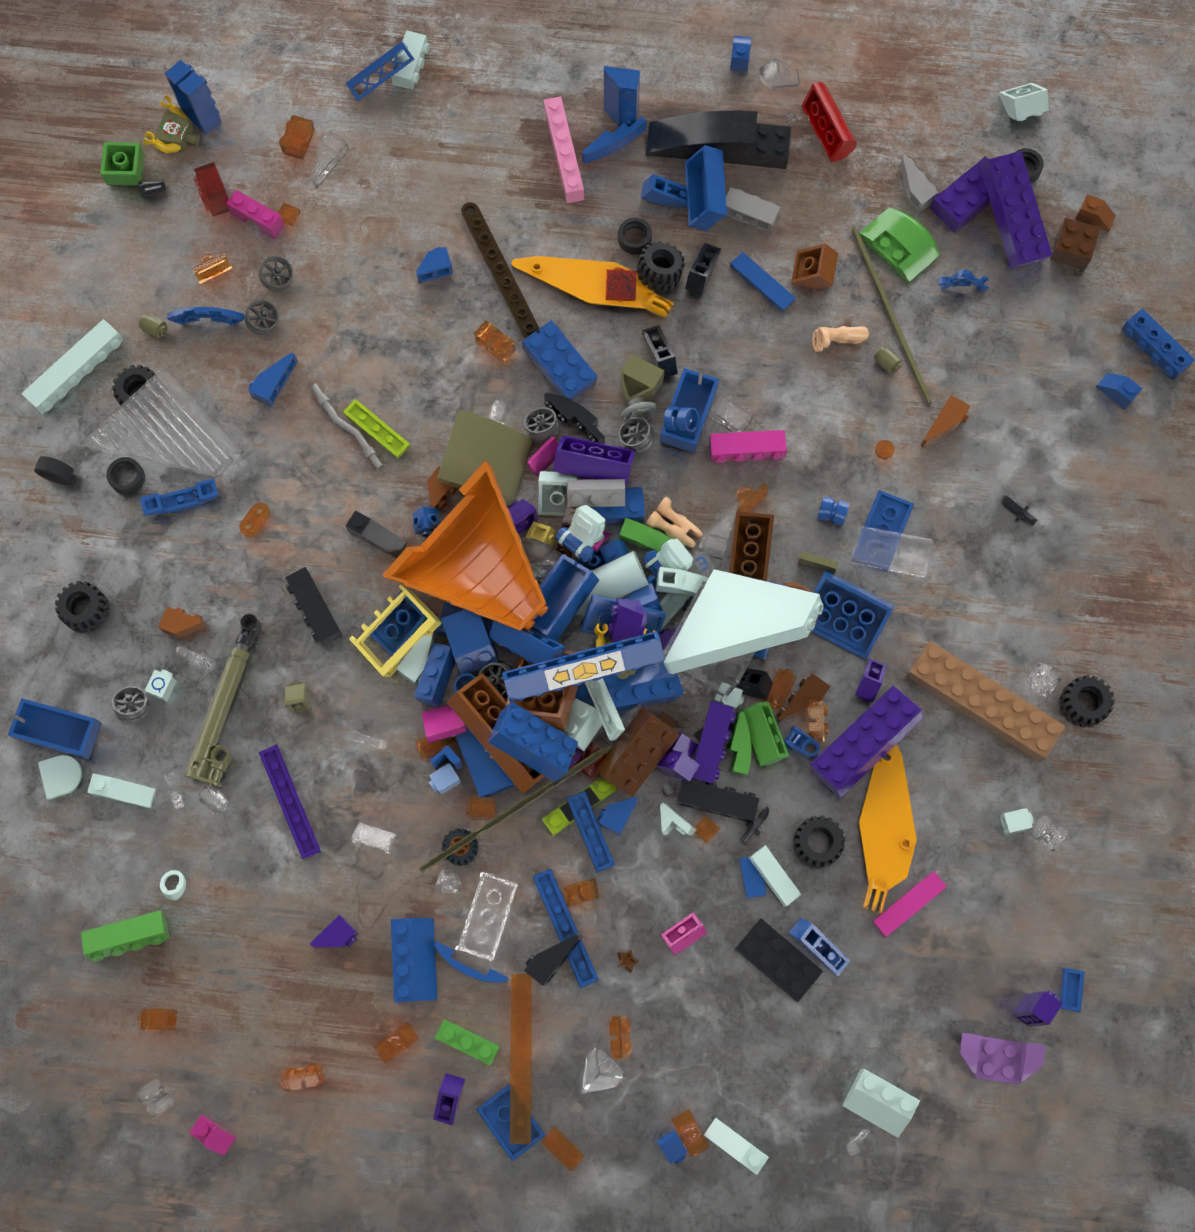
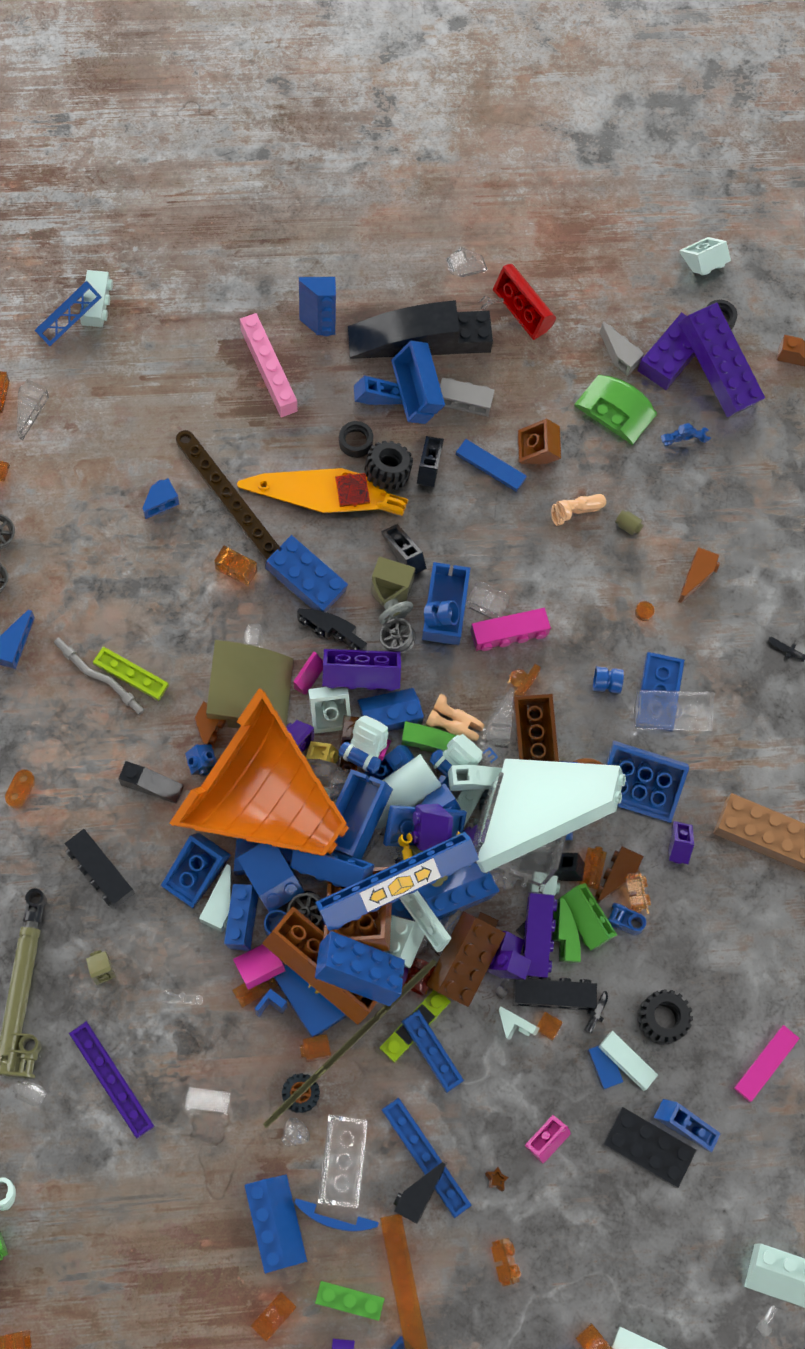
camera: 20 degrees left, 5 degrees down
(336, 935) = (188, 1213): dark purple slope -> none
(426, 629) = (223, 872): light yellow hinge -> none
(444, 779) = (270, 1024): light blue brick -> none
(543, 428) = (300, 641): dark grey wheel -> none
(581, 892) = (436, 1116): clear orange tile -> none
(596, 493) = (371, 701): light grey brick -> none
(600, 1072) = (493, 1303): clear slope -> none
(609, 143) = (313, 351): blue slope -> none
(616, 815) = (456, 1028): blue slope -> none
(740, 53) = (424, 247): blue arch -> none
(817, 562) = (603, 734): olive tile -> none
(866, 741) = (690, 906): dark purple brick -> none
(887, 828) = (727, 987): light orange wing -> none
(891, 315) = (623, 479): olive piece -> none
(1075, 243) = (783, 383): reddish brown brick -> none

